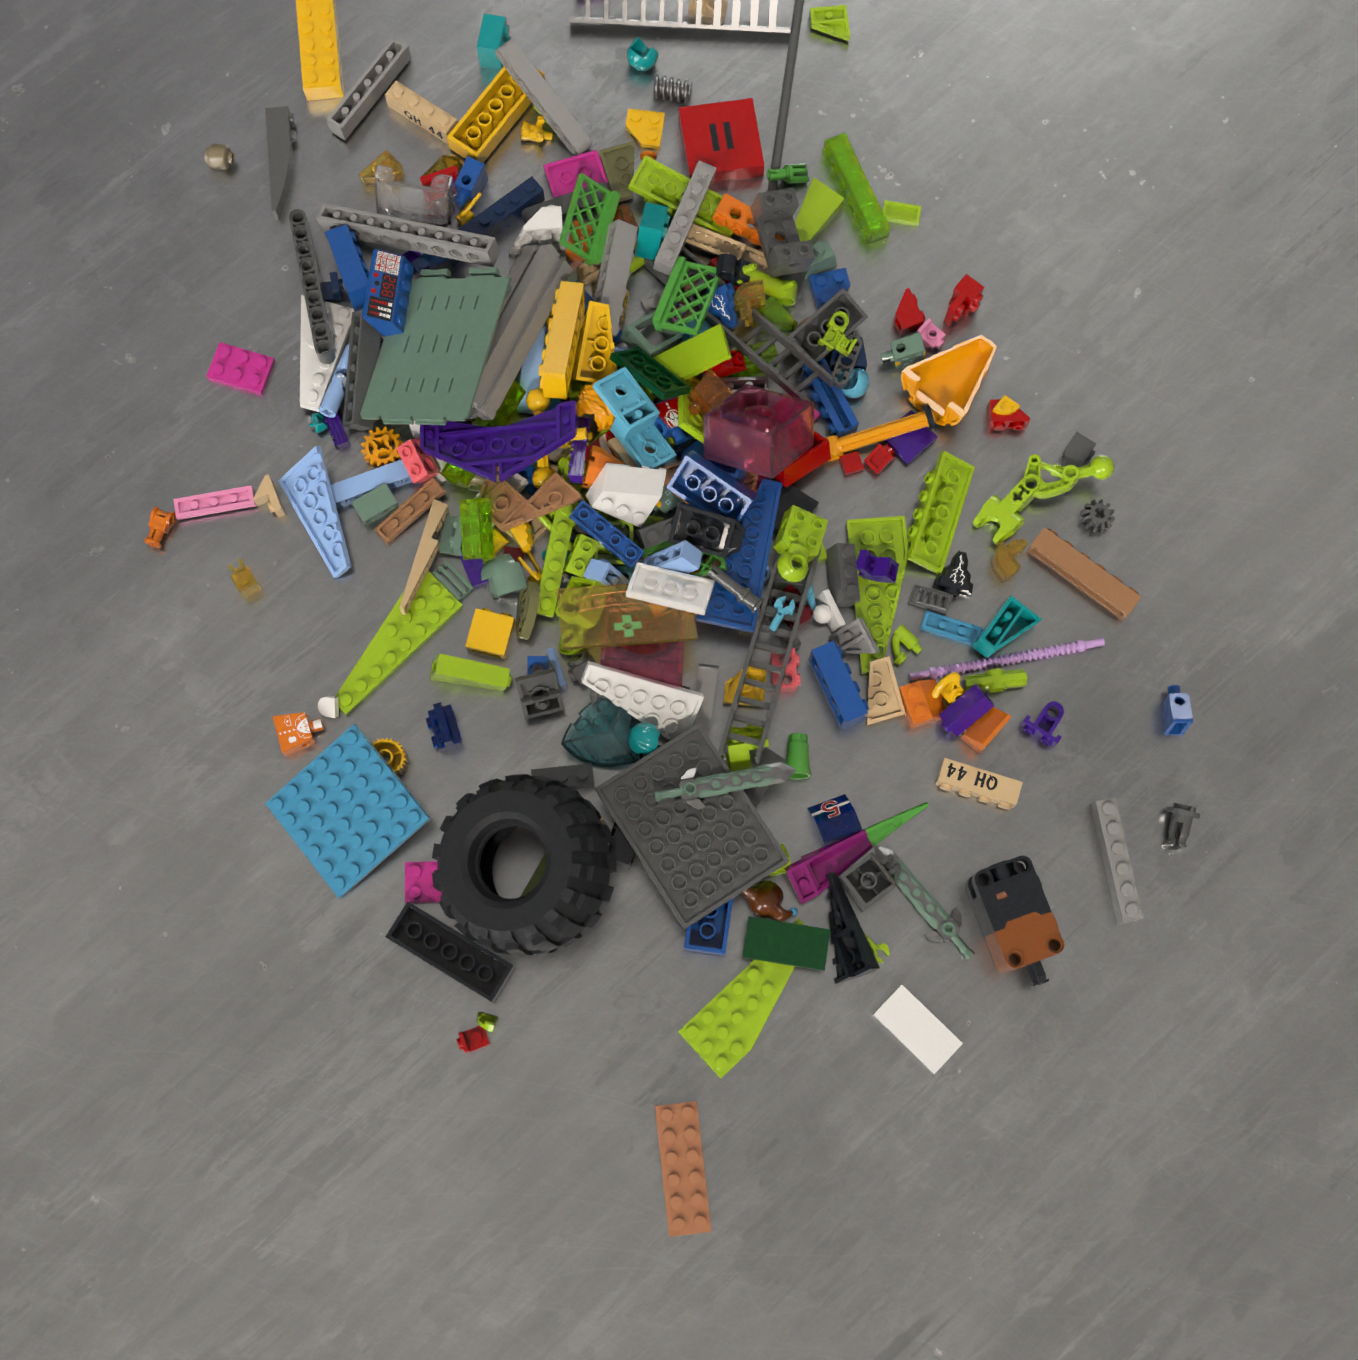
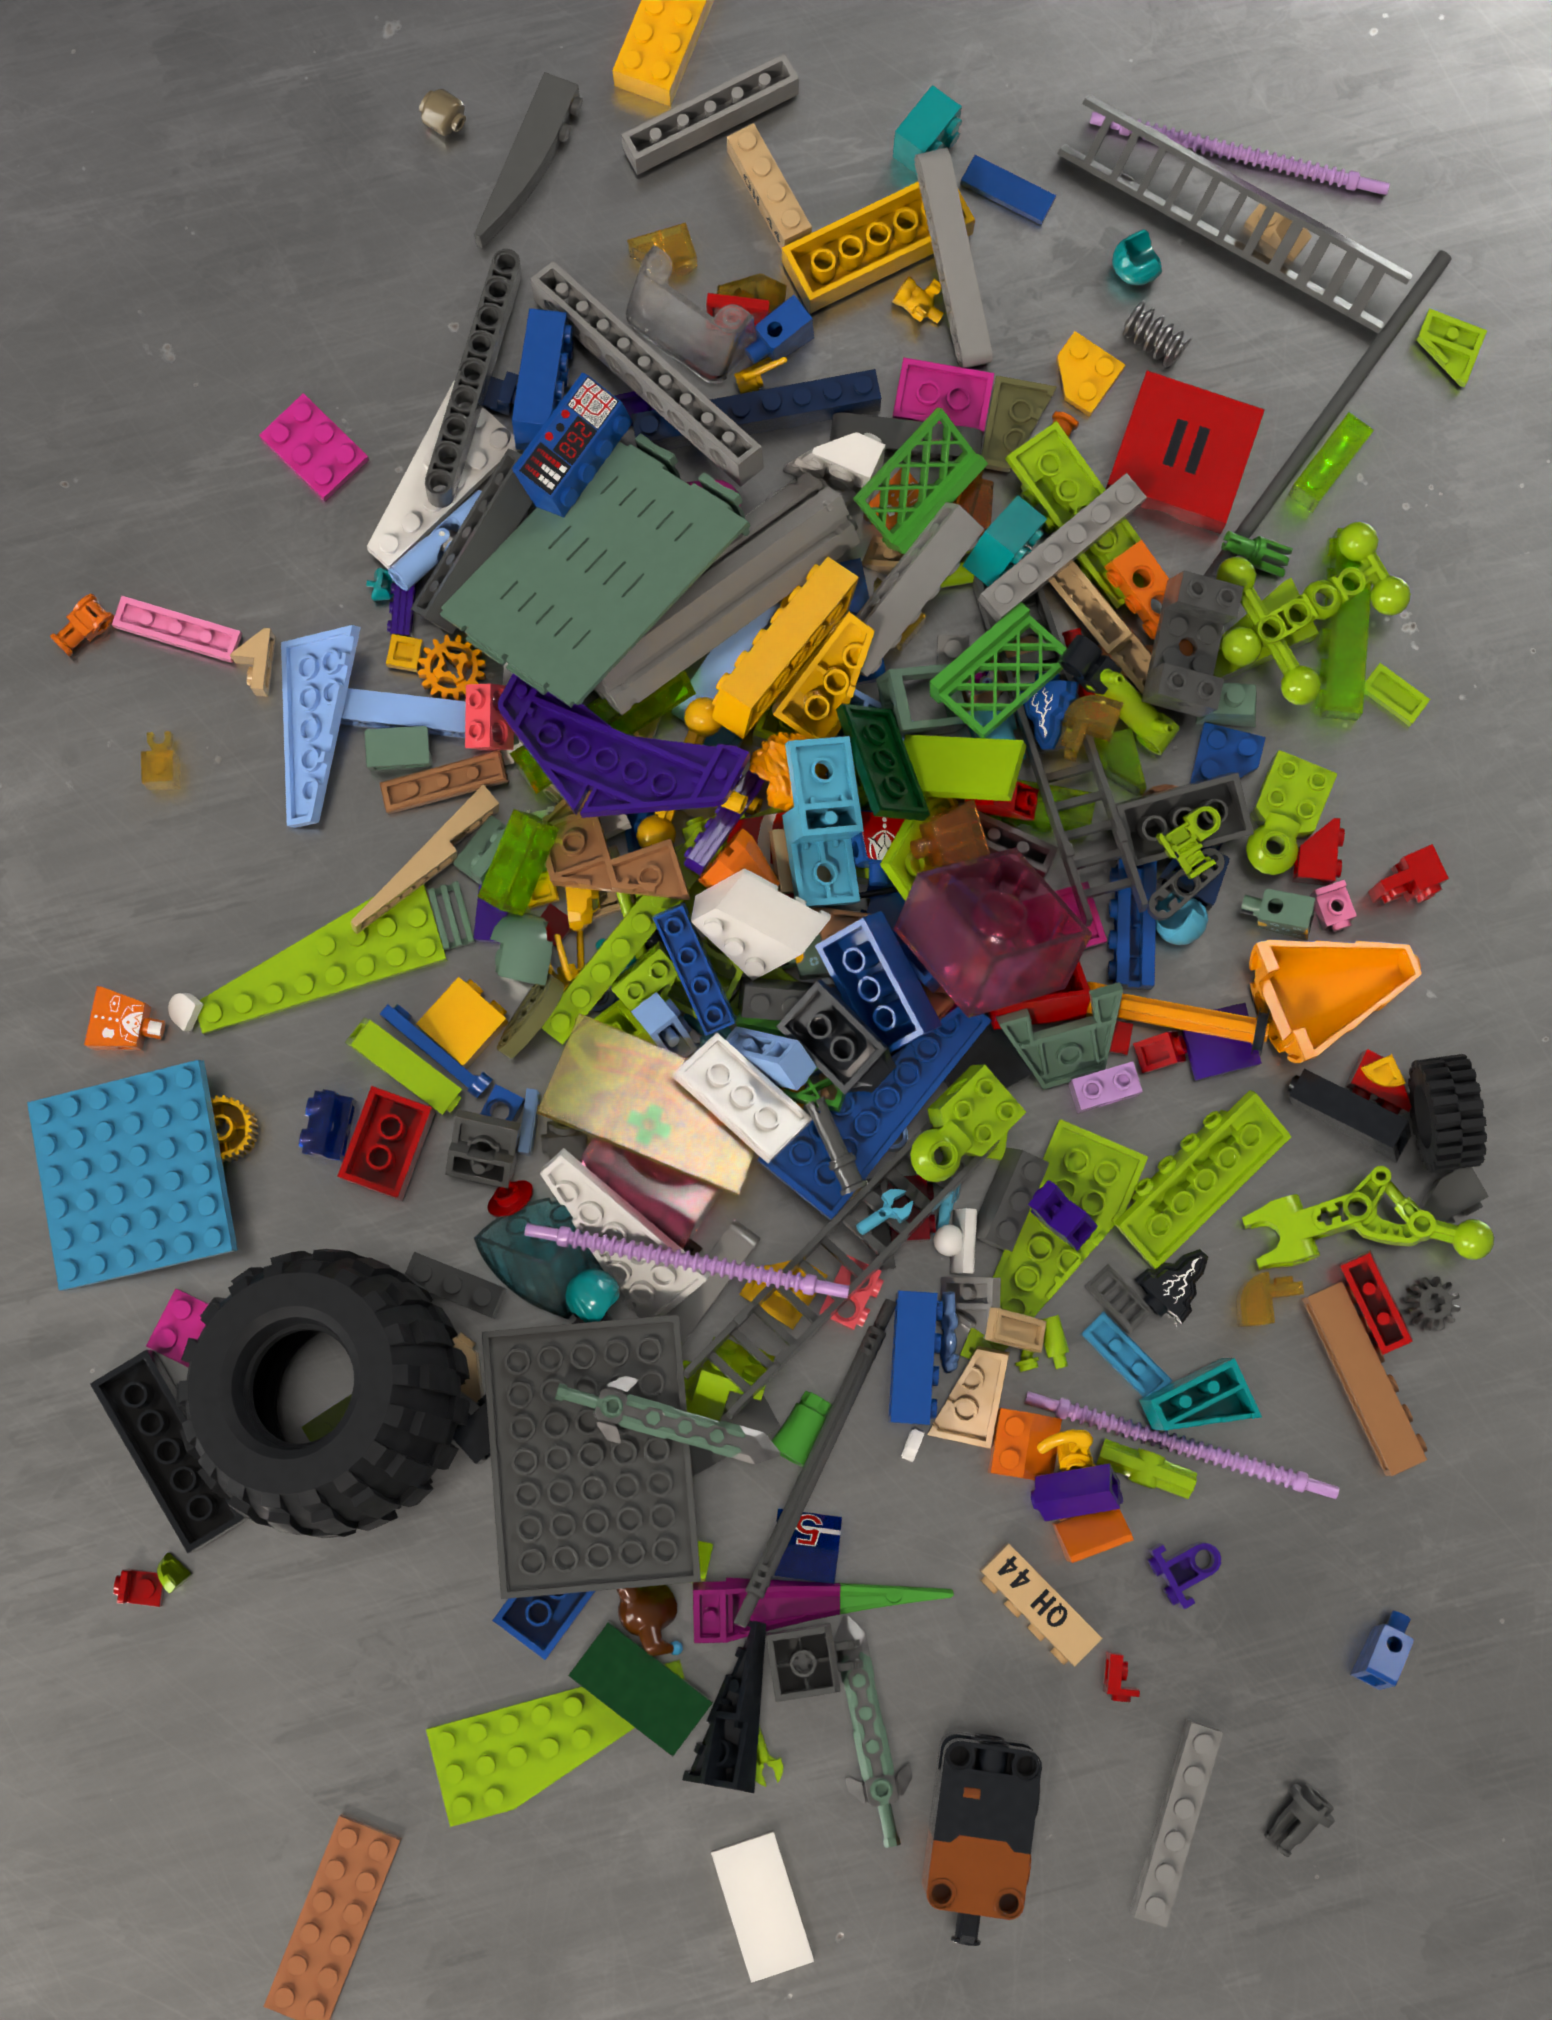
camera: 30 degrees right, 5 degrees up
(351, 452) = (404, 653): none -> yellow plate
(455, 648) = (400, 1020): none -> blue plate
(483, 720) = (386, 1143): none -> red brick
(553, 53) = (1008, 189): none -> blue tile
(569, 715) = (510, 1200): none -> red piece
(613, 712) = (565, 1236): none -> lavender hose
(801, 110) = (1330, 462): none -> clear neon green brick
(809, 221) = (1243, 645): none -> lime piece
(815, 770) = (815, 1463): none -> dark grey axle
(833, 478) = (1067, 1049): none -> sand green wing
(847, 656) = (948, 1338): none -> medium blue animal
(861, 491) = (1105, 1087): none -> lavender brick
(862, 733) = (912, 1444): none -> white tile
(878, 297) = (1287, 810): none -> lime brick
(885, 641) = (1015, 1330): none -> tan tile
(1000, 438) = (1351, 1114): none -> black slope
(1039, 797) = (1115, 1672): none -> red bracket
(1051, 408) = (1447, 1113): none -> black tyre
(1068, 528) = (1376, 1302): none -> red brick

